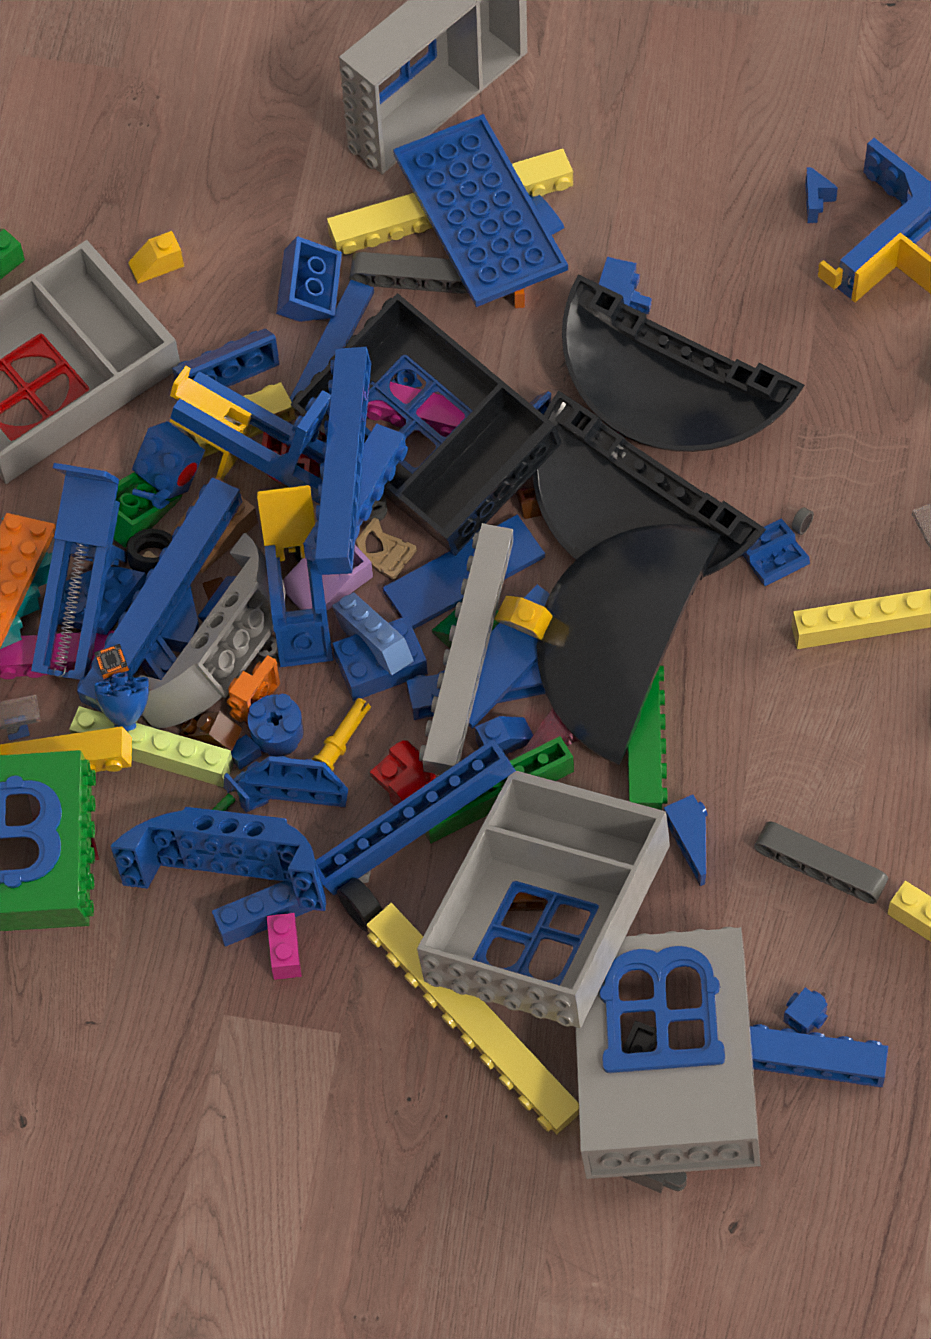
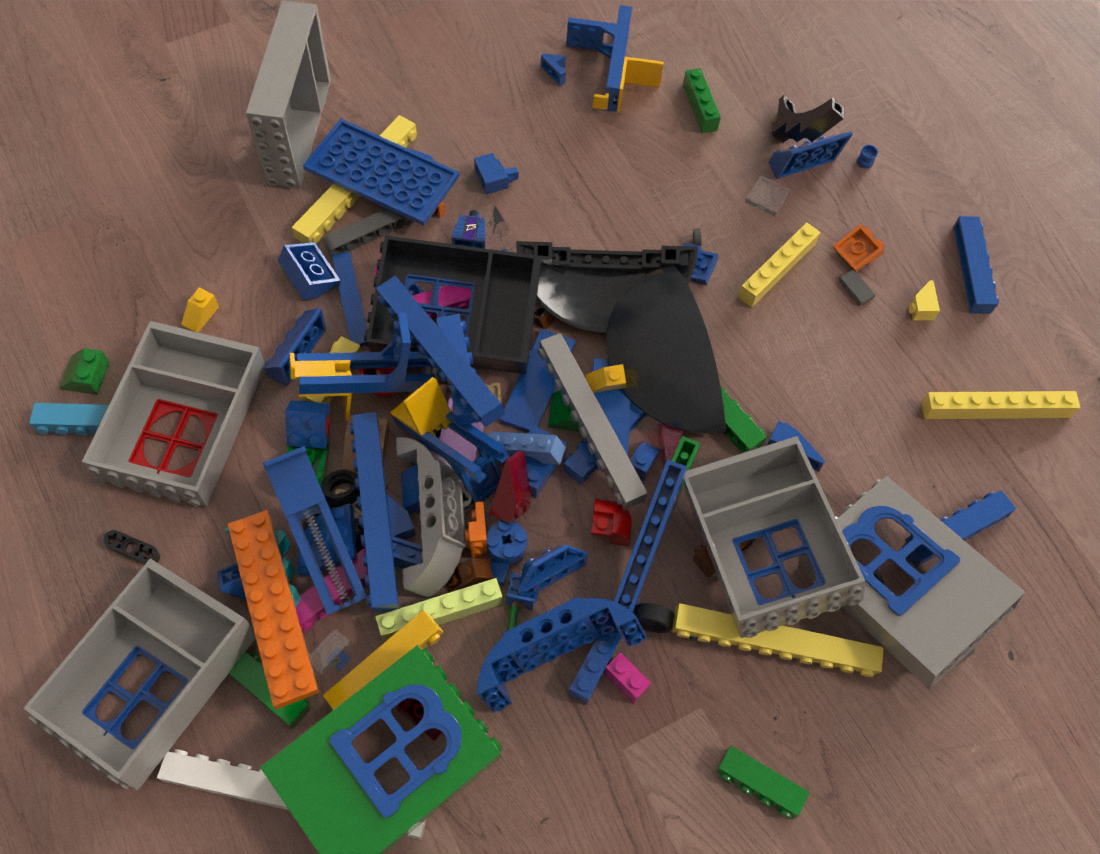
camera: 45 degrees left, 0 degrees up
(111, 661) = (381, 572): tile -> none
(122, 699) = (409, 591): blue piece -> none
(157, 499) = (321, 452): blue hand -> none
(320, 667) = (513, 490): none -> dark red slope
(333, 1144) = (762, 782): none -> green brick
(336, 744) = (550, 531): yellow pin -> none
(530, 347) = (470, 231): none -> torso
(661, 383) = (564, 208): black brick -> none
(806, 1011) = (940, 501): blue brick -> none
(821, 862) = (871, 413): dark grey beam -> none

